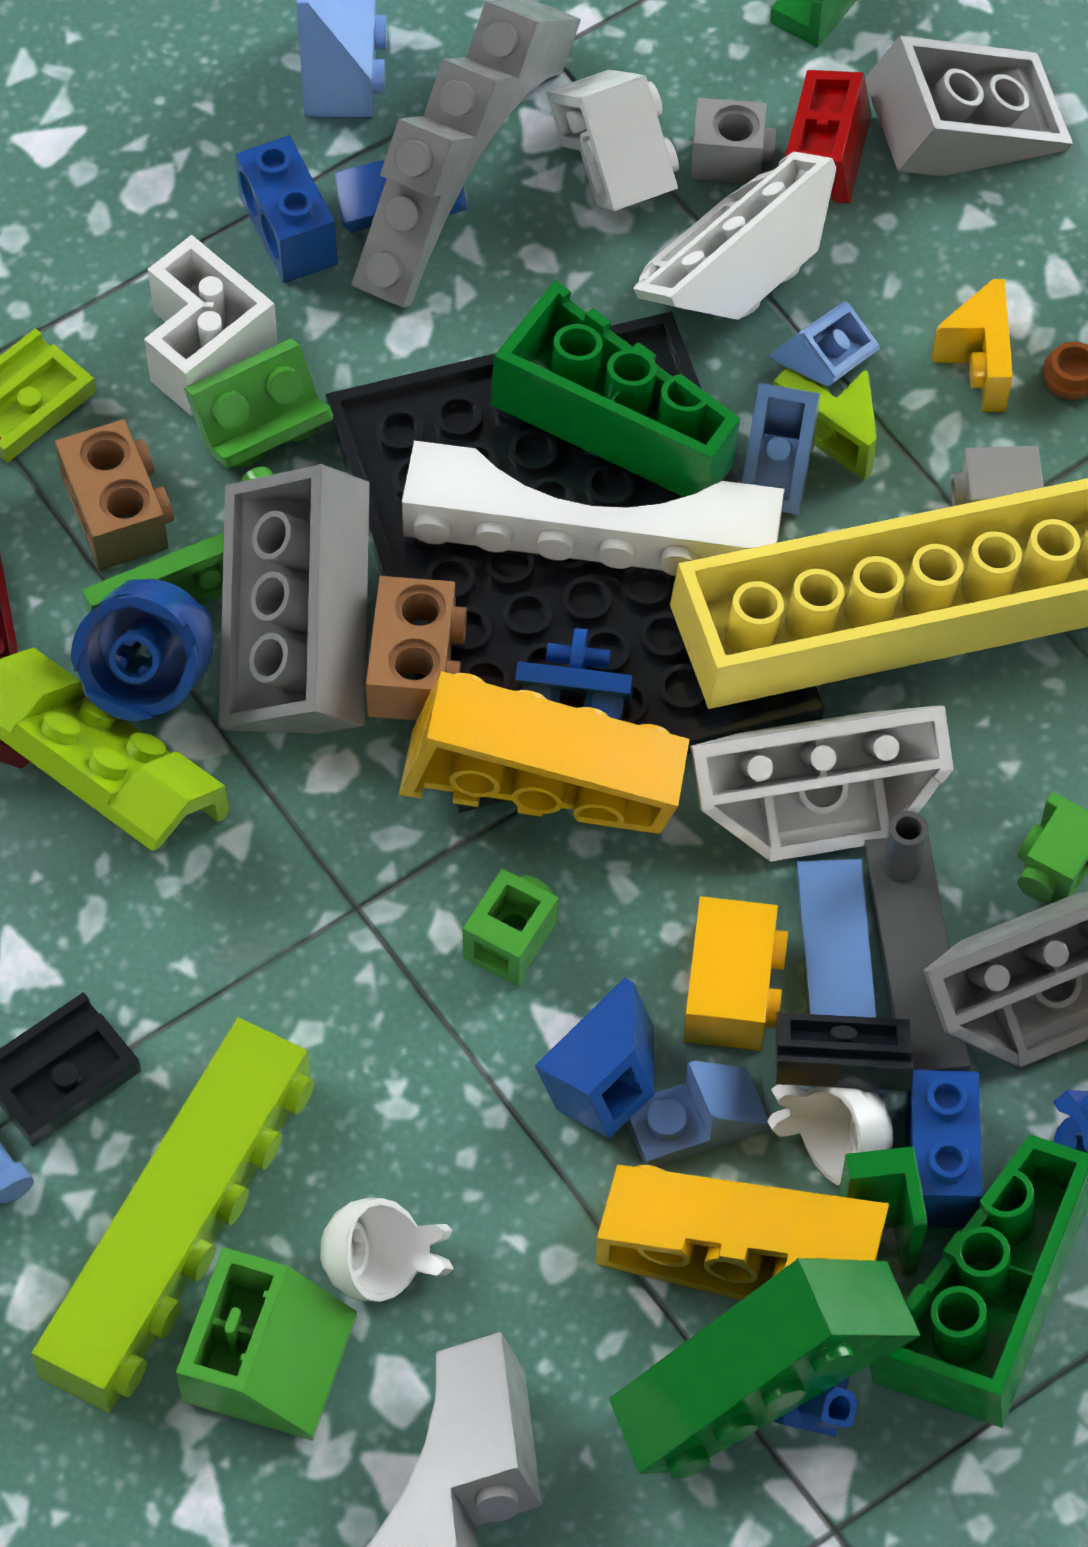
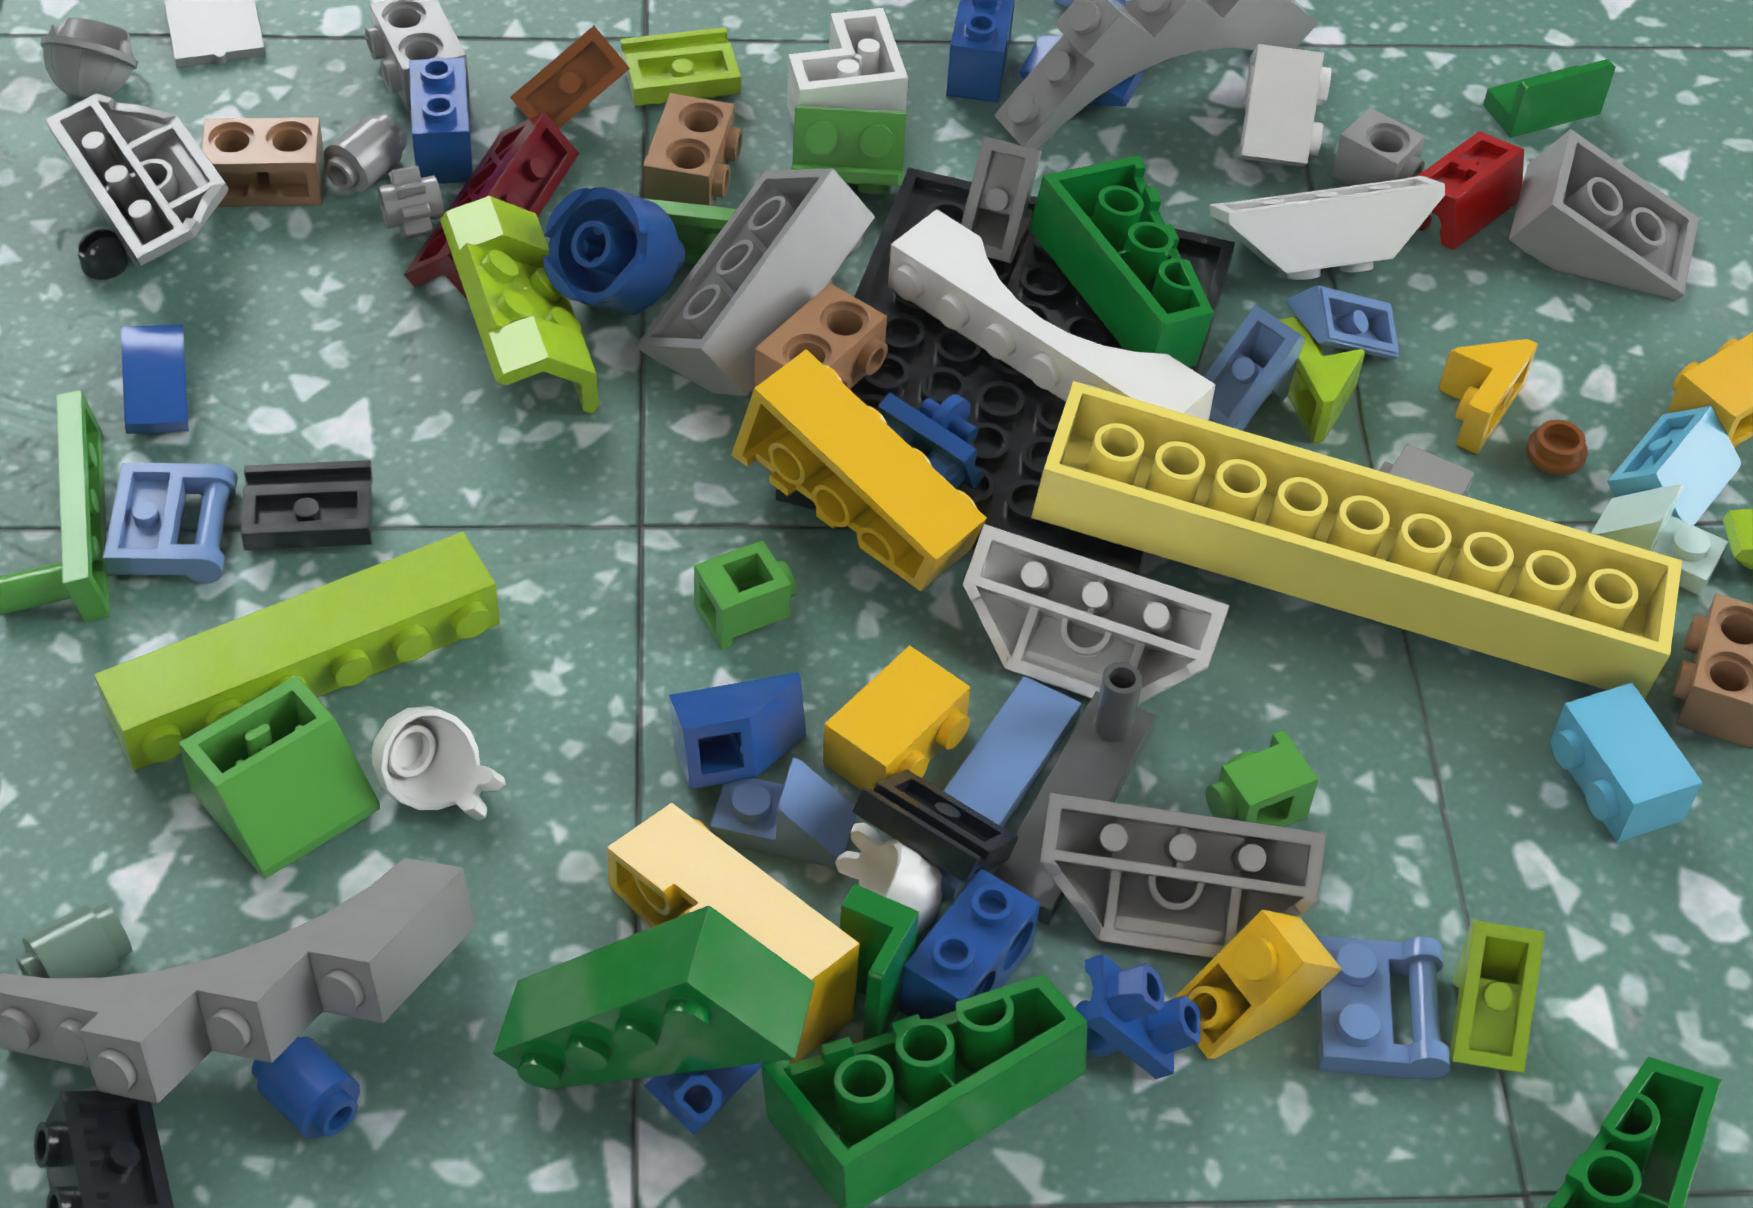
camera: 30 degrees right, 10 degrees down
(452, 390) = (1001, 196): none -> light grey slope

